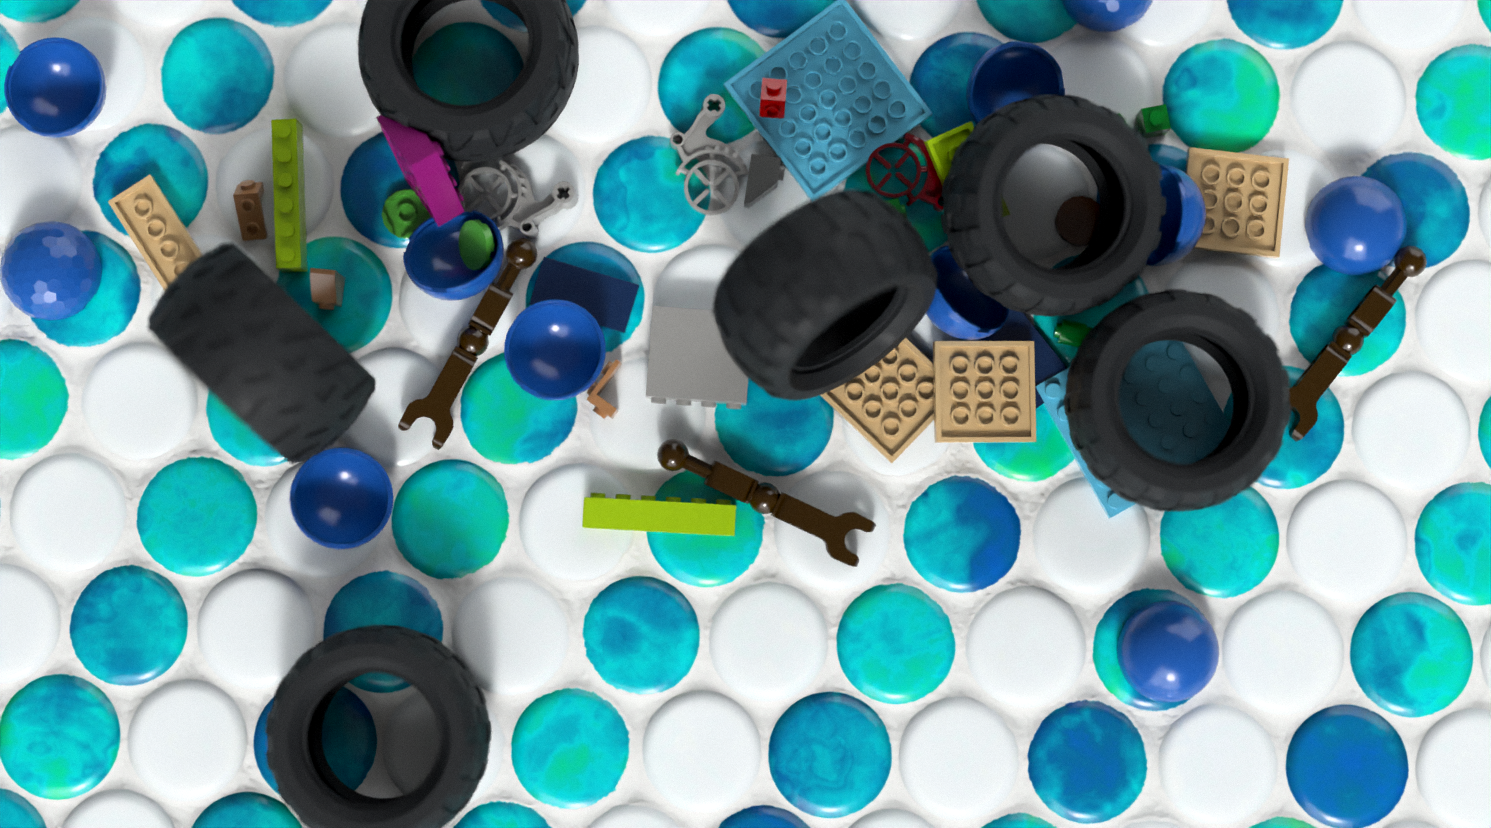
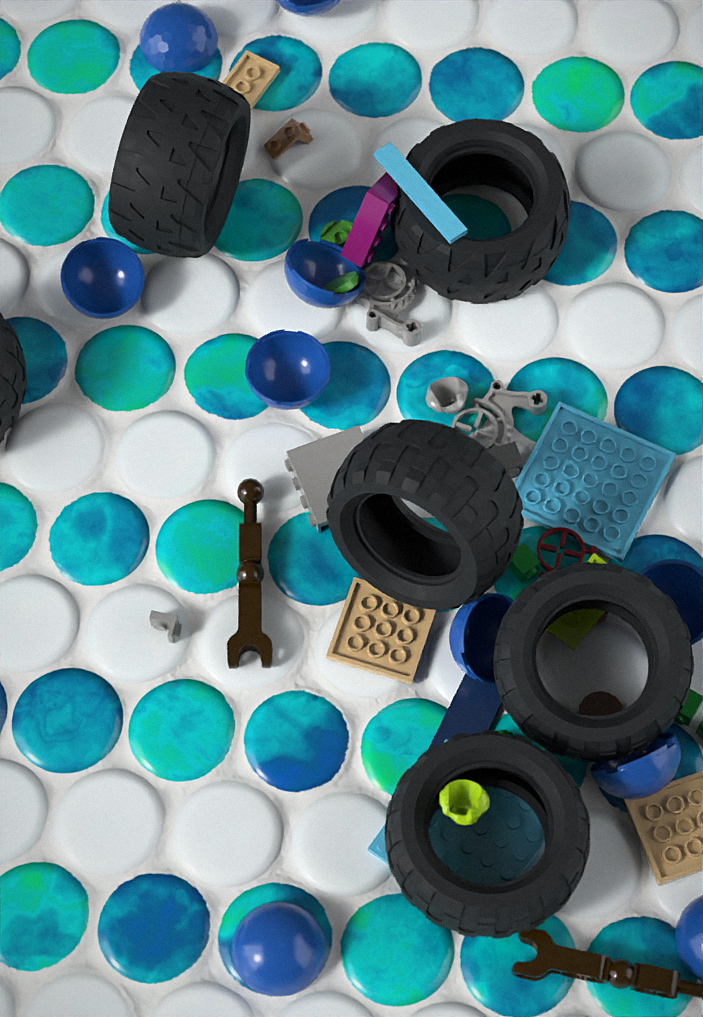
camera: 60 degrees right, 20 degrees down
(289, 195) = (311, 156): lime brick -> none
(326, 288) = (256, 207): medium nougat slope -> none
(438, 108) = (420, 193): none -> medium azure tile
(471, 343) = (267, 319): dark brown piece -> none
(602, 407) = (274, 419): medium nougat bracket -> none
(603, 296) = (346, 389): dark blue tile -> none
(659, 516) = (198, 506): lime brick -> none
(660, 195) = (447, 395): none -> light grey hair
(773, 98) = (566, 436): red bracket -> none
(774, 611) = (163, 622): none -> light grey bracket
(984, 391) = (419, 697): tan plate -> none
(1165, 413) = (464, 801): none -> lime hair

